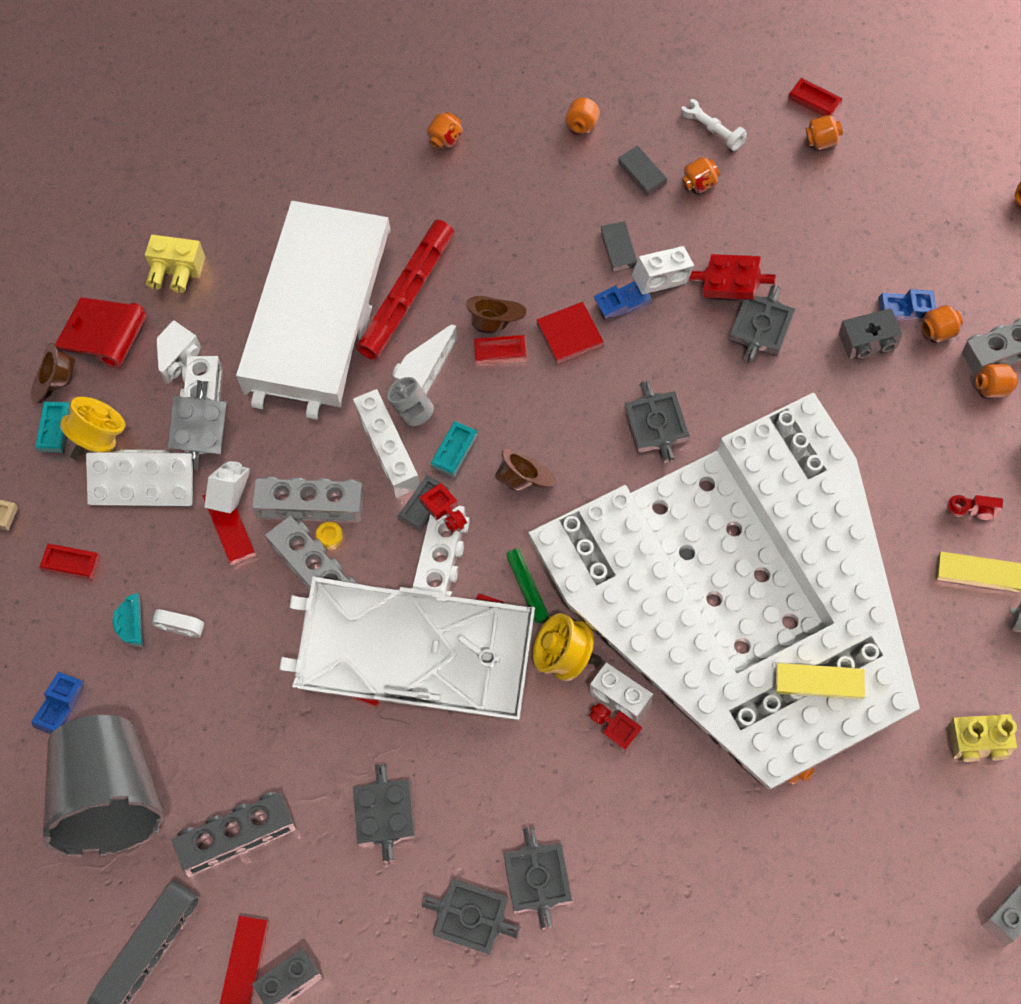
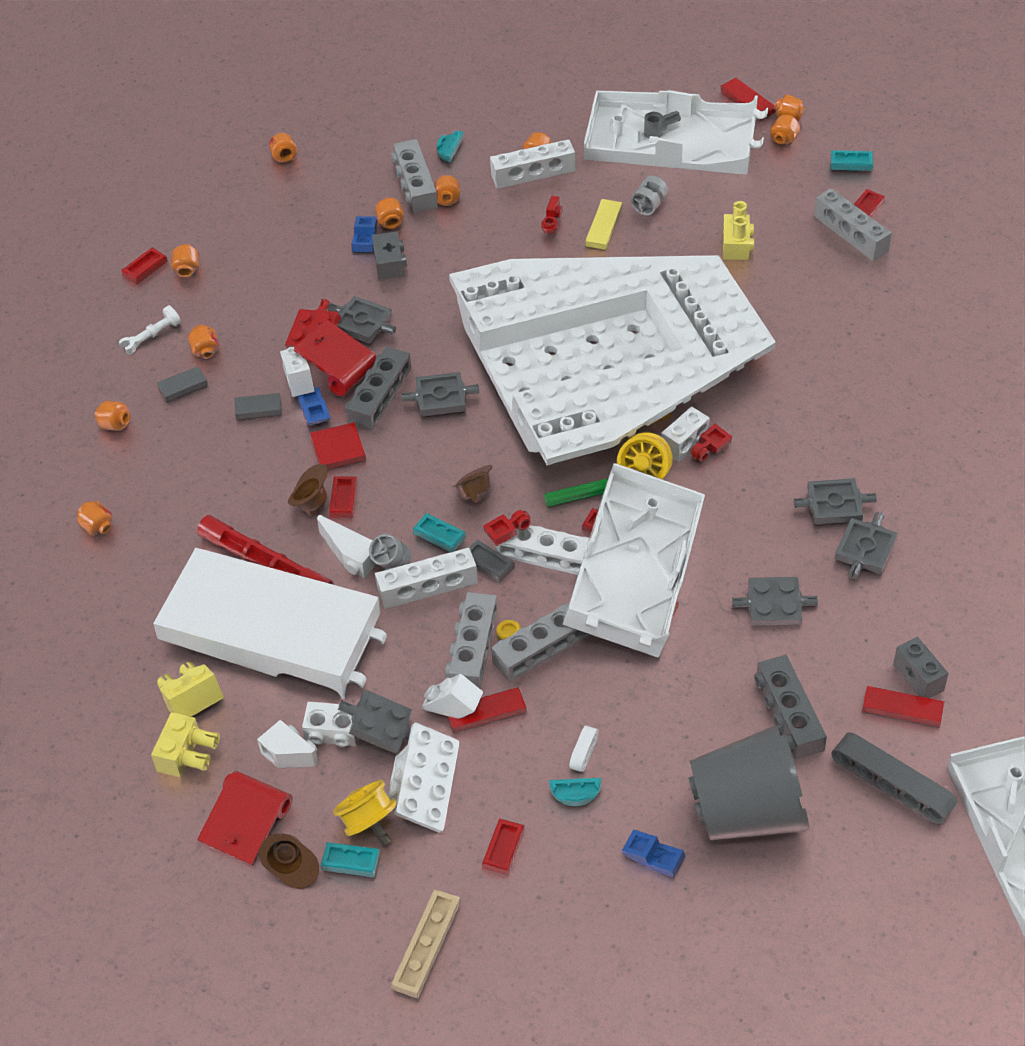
camera: 85 degrees left, 15 degrees down
(233, 256) = (191, 691): none -> light yellow brick
(663, 367) = (378, 388): none -> dark grey brick
(683, 305) = (337, 356): none -> red door
(820, 681) = (696, 298): light yellow tile -> none

